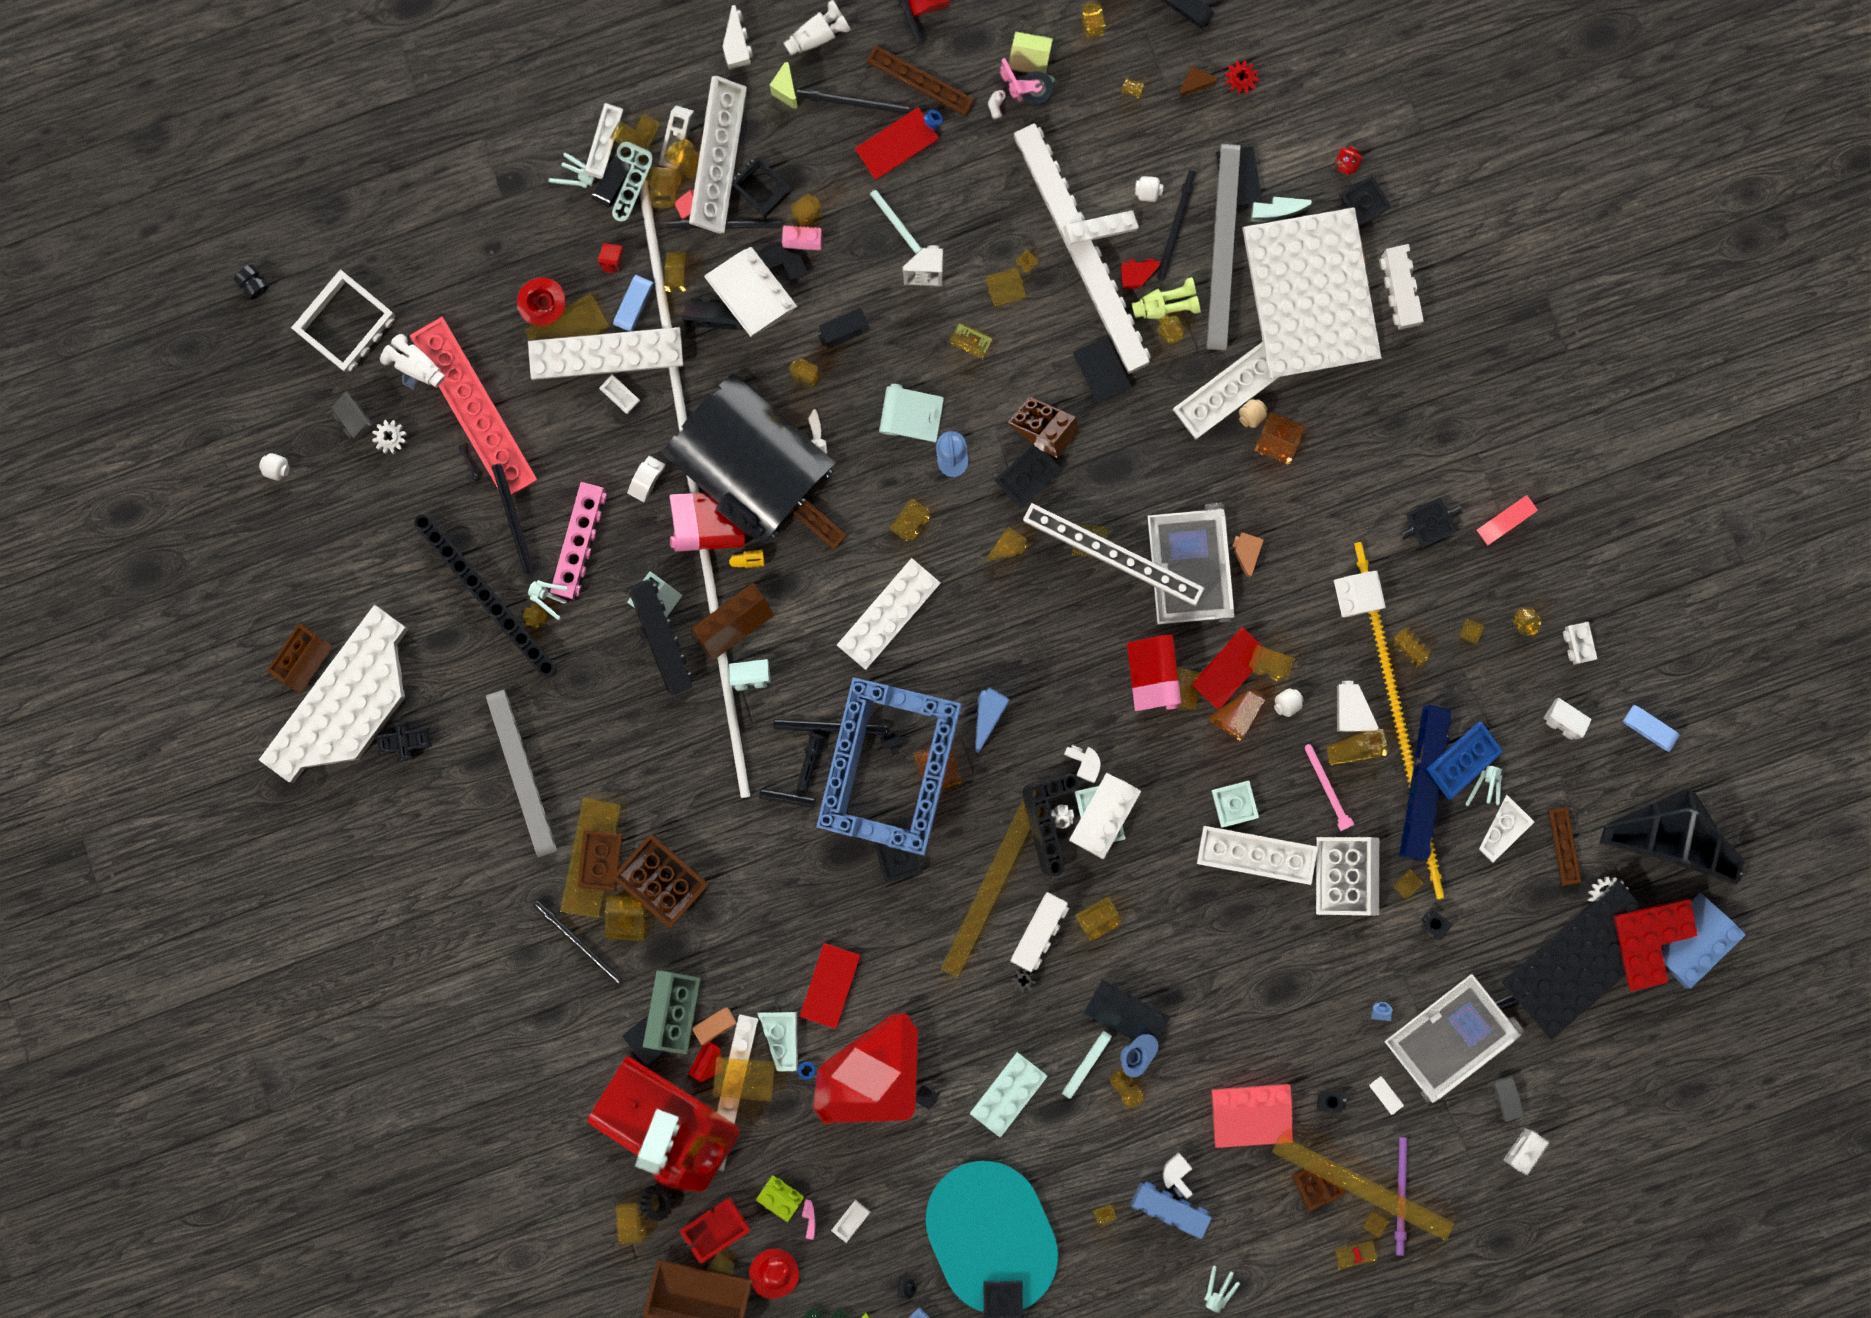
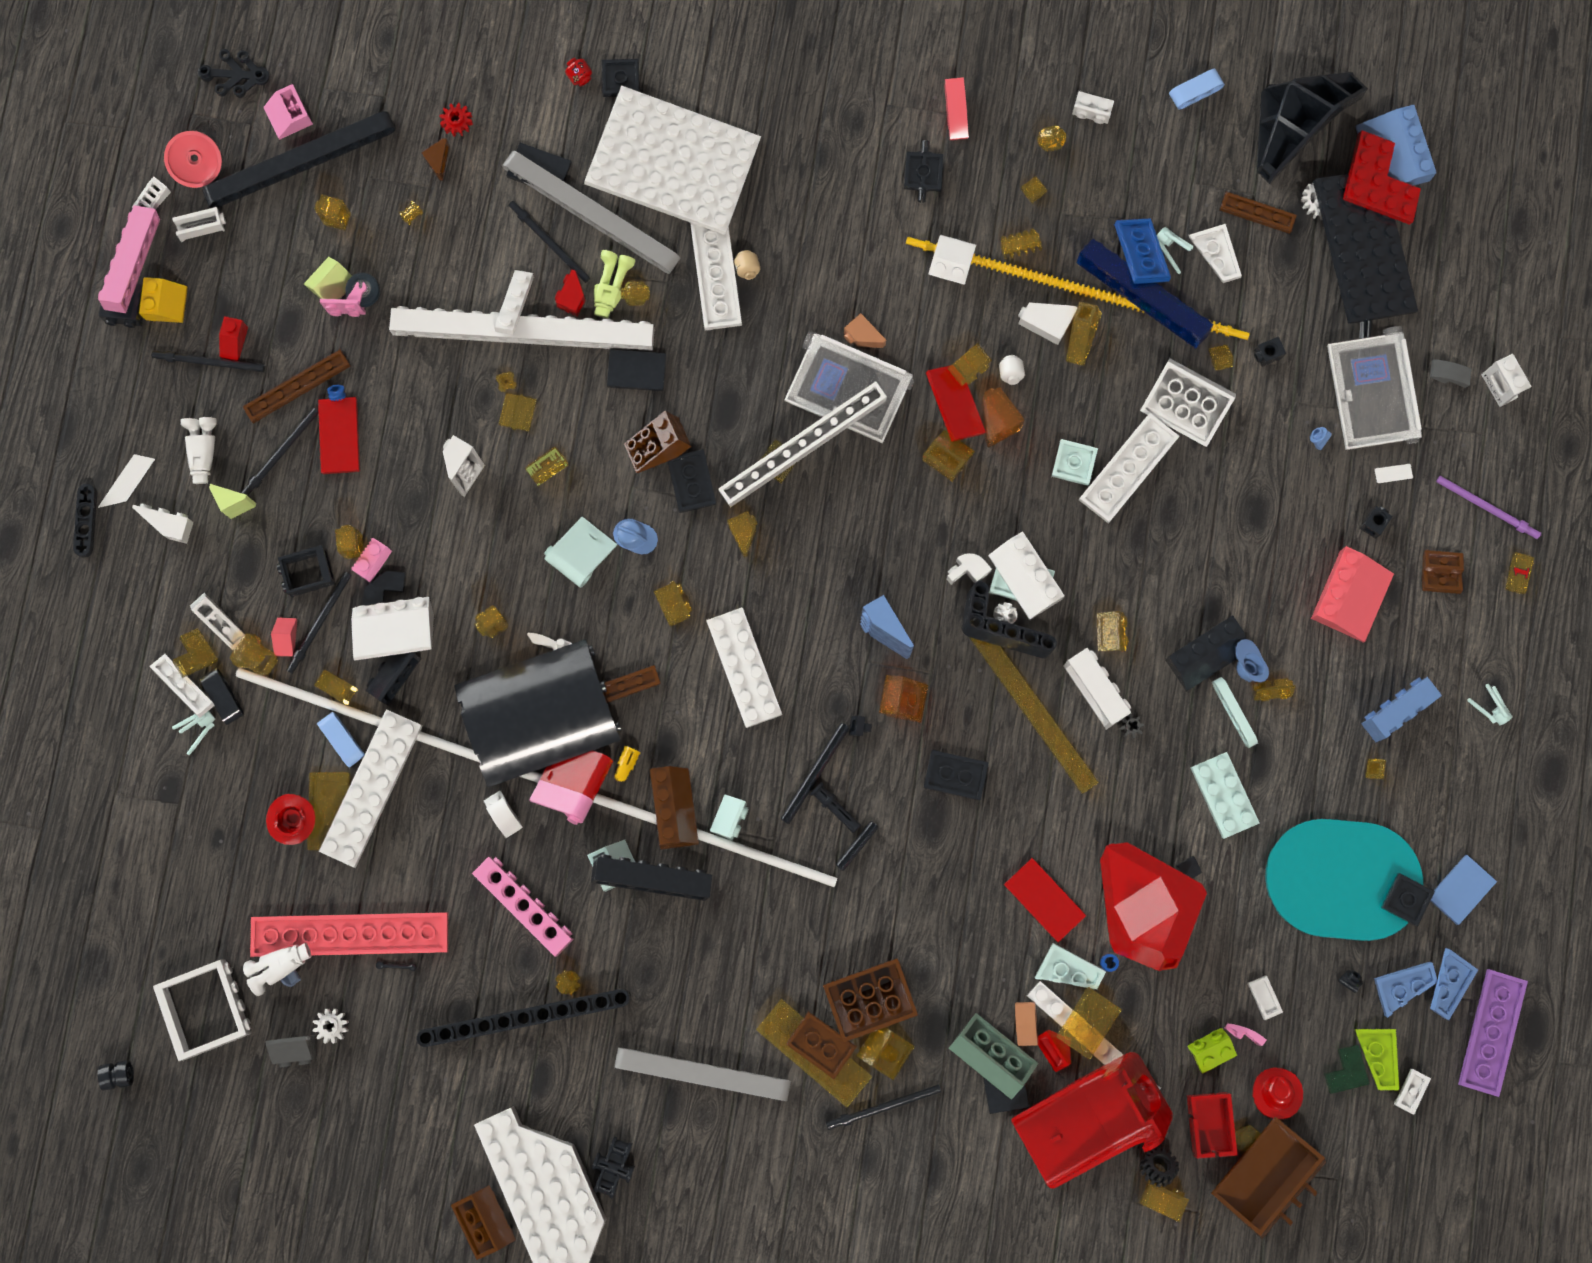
camera: 65 degrees left, 5 degrees down
(274, 466) = (295, 1148): white head -> none
(513, 518) = (469, 953): black axle -> none
(538, 591) = (547, 967): light aqua plant -> none
(611, 258) = (289, 736): red slope -> none
(619, 394) = (414, 796): white plate -> none
(629, 184) = (231, 683): light aqua beam -> none
(657, 1142) = (1107, 1133): light aqua brick -> none
(684, 157) = (241, 620): clear yellow bracket -> none
(717, 154) = (255, 592): white plate -> none
(739, 516) = (584, 748): black hinge -> none
(843, 328) = (472, 566): black window -> none
(847, 754) = (895, 813): medium blue slope -> none
(896, 222) = (405, 473): light aqua bar -> none
(994, 103) = (353, 333): white arm -> none
(1148, 189) = (504, 246): white head -> none
(1154, 673) = (924, 466): red door -> none
(1173, 1171) = (1368, 688): white brick -> none
(1279, 209) = (585, 150): light aqua slope -> none
(1279, 438) = (781, 255): clear orange slope -> none
(1344, 821) = (1139, 379): bright pink piece -> none
(1363, 1187) = (1465, 534): clear yellow plate -> none
(1375, 1224) = (1501, 542): clear yellow tile -> none
(1401, 287) = (710, 85): white wedge -> none
(1567, 719) = (1153, 150): white slope -> none

